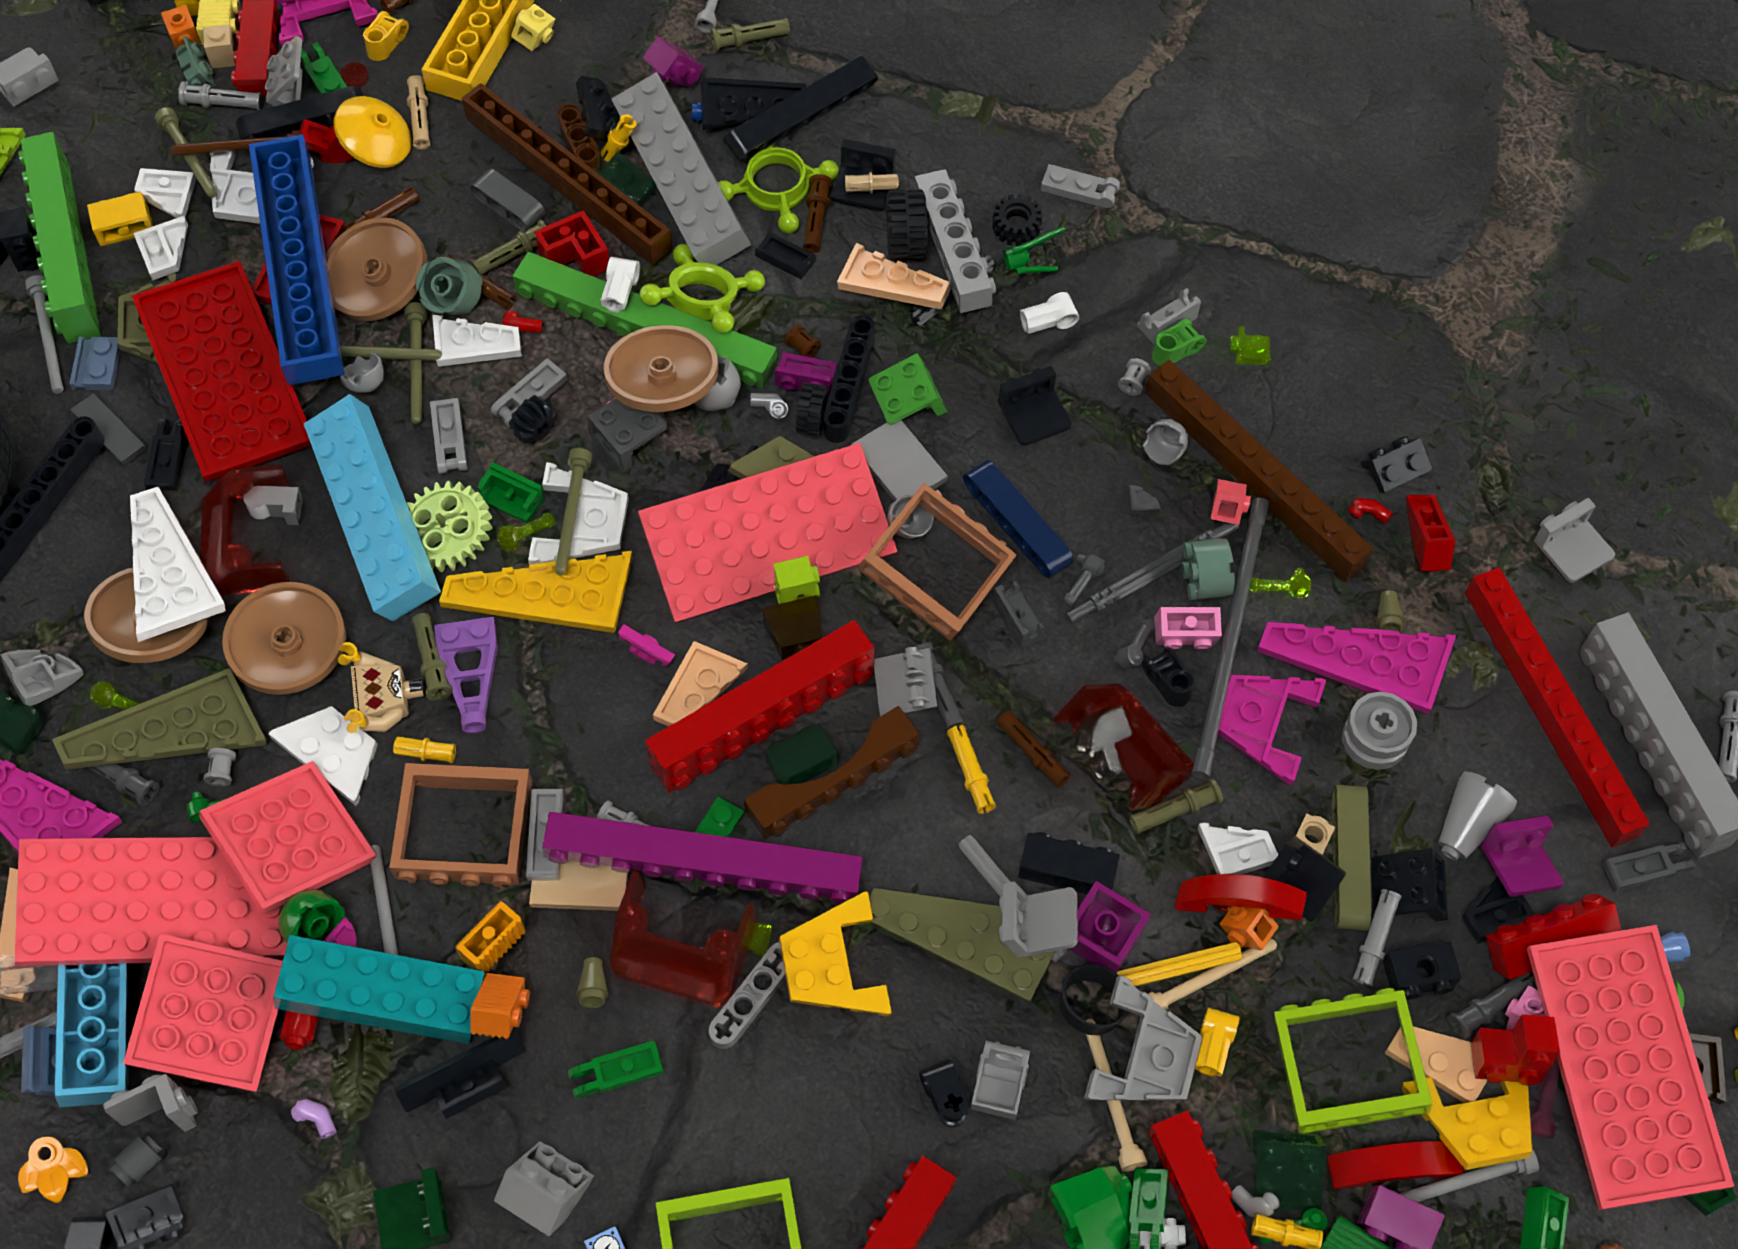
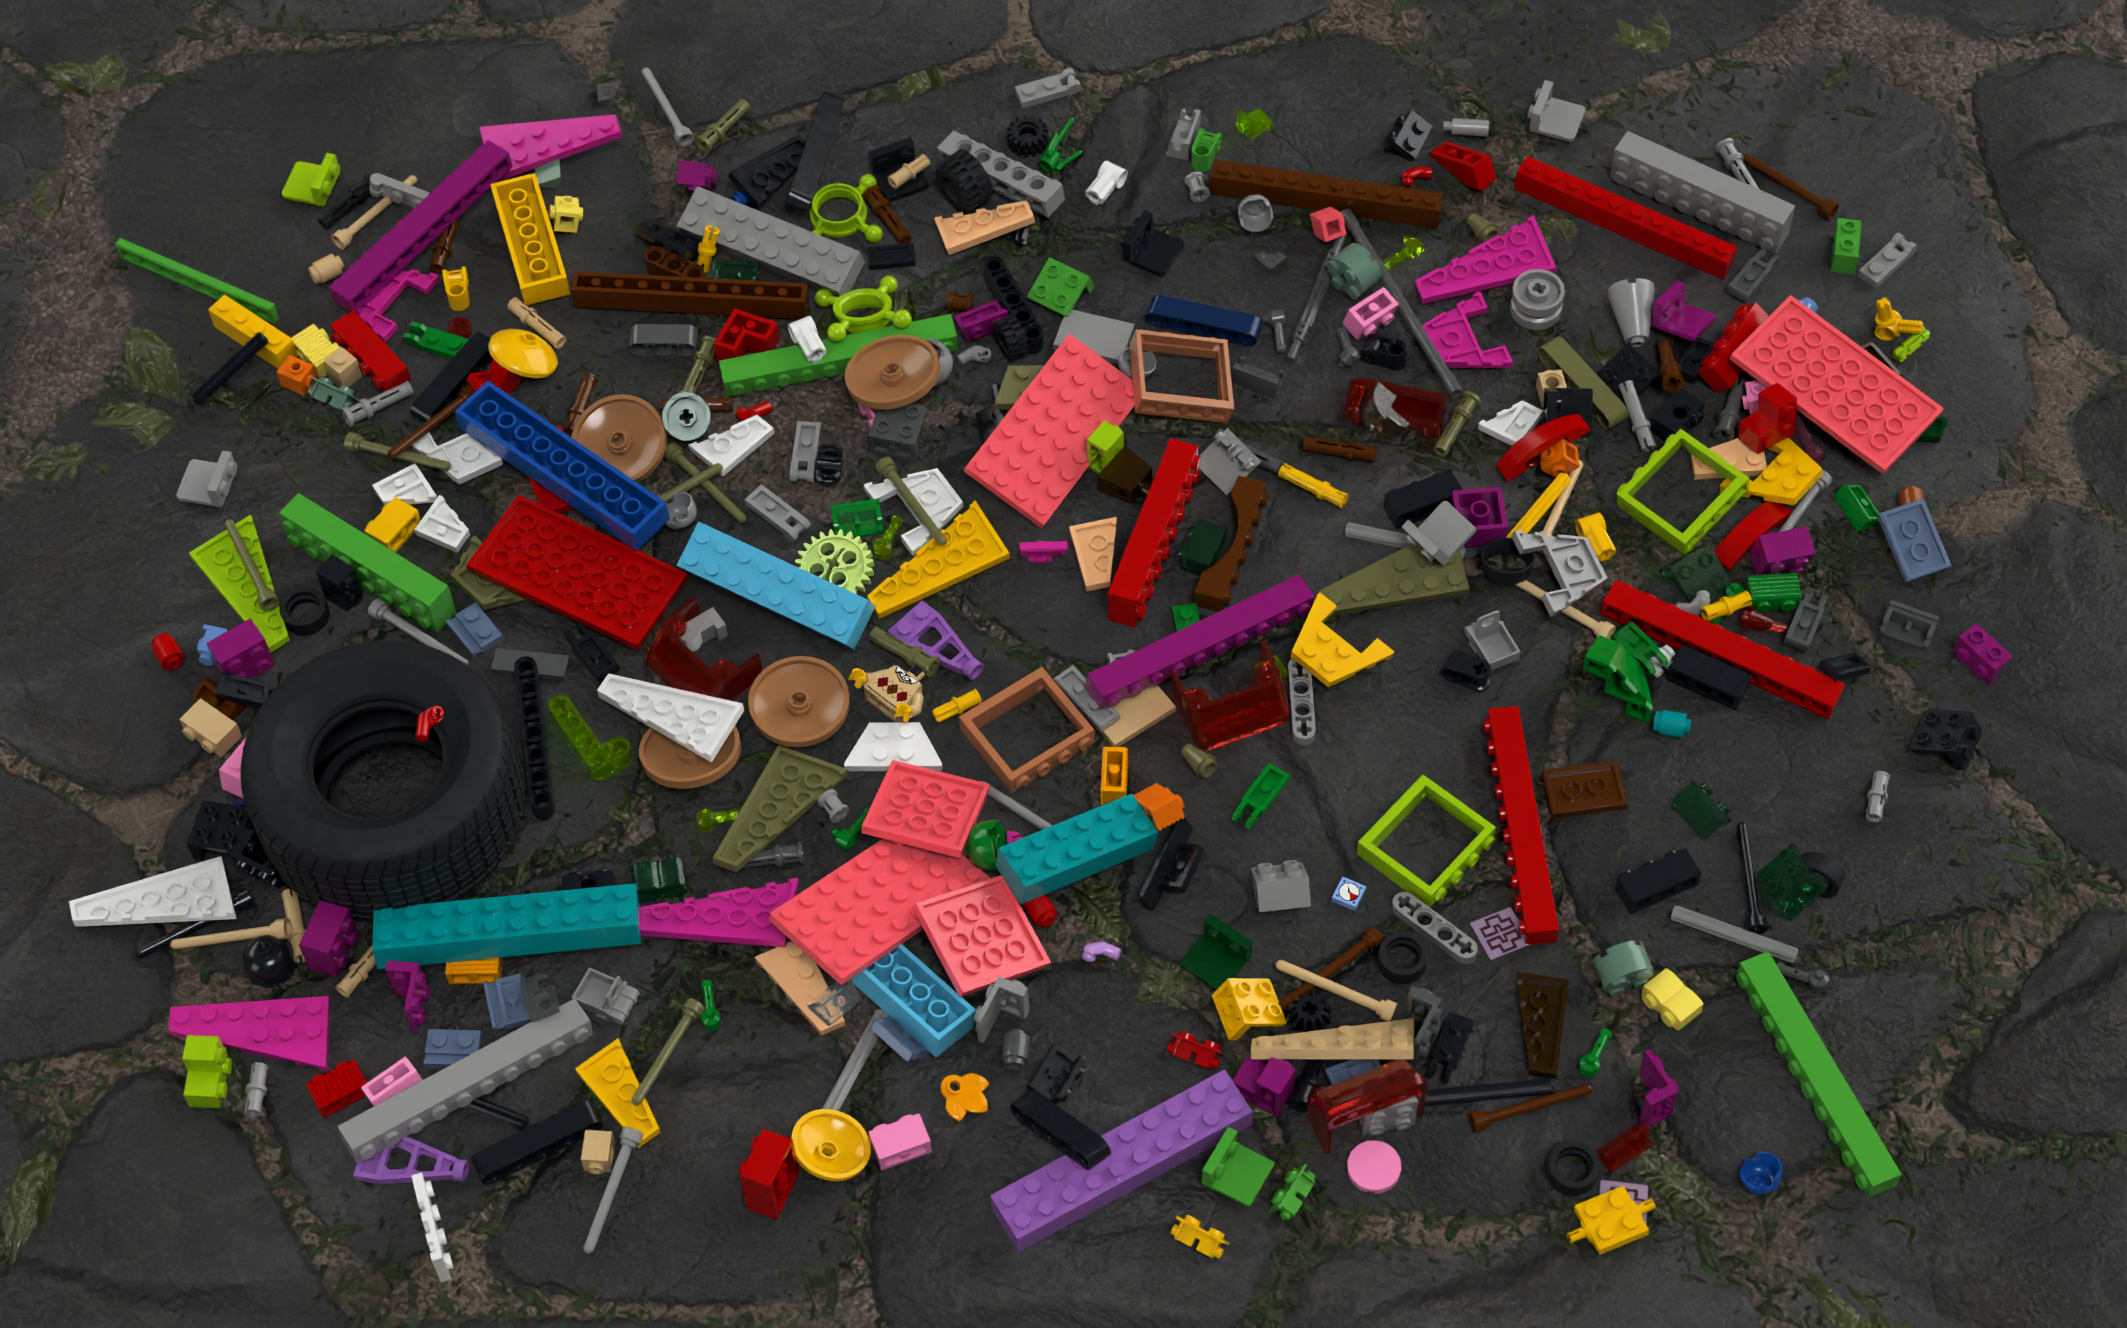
camera: 35 degrees left, 5 degrees down
(39, 675) = (647, 840): light grey brick -> none
(82, 501) = (582, 736): none -> clear neon green beam
(285, 74) = (420, 351): light grey bracket -> none
(1455, 911) = (1669, 369): none -> reddish brown pin
(1469, 494) = (1467, 127): none -> light grey cylinder

